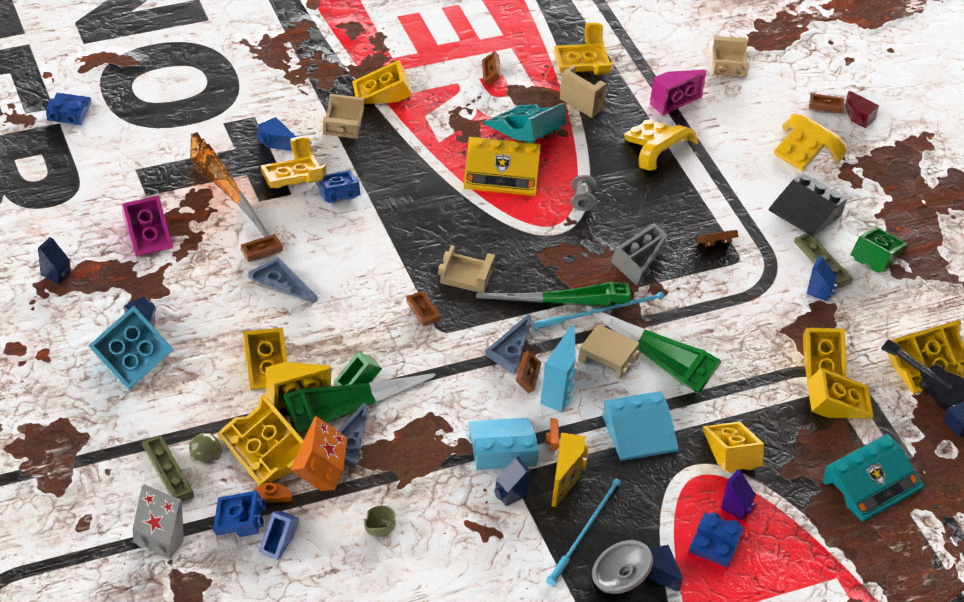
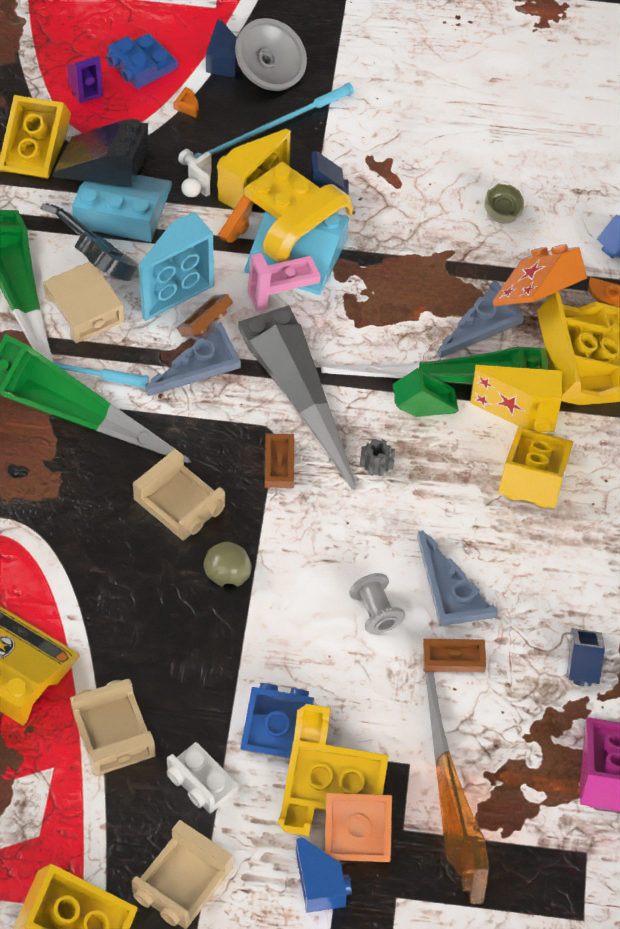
camera: 150 degrees left, 10 degrees up
(187, 271) = (585, 657): none -> dark blue slope
(267, 155) = (358, 827): none -> orange plate
(312, 248) = (381, 614): none -> light grey hose
(362, 155) = (202, 777): none -> white bracket
(365, 328) = (377, 457): none -> dark grey gear
(415, 248) = (227, 564): none -> olive hair
(419, 159) = (112, 727): none -> tan panel
(465, 372) = (284, 353): none -> dark grey plate
(501, 398) = (278, 277): none -> bright pink bracket
(515, 439) = (295, 205): none -> yellow piece
(602, 460) = (199, 173): none -> white piece
(614, 376) = (95, 248): none -> black piece
(657, 522) = (187, 103): none -> orange tile
(673, 441) = (106, 154): none -> black slope

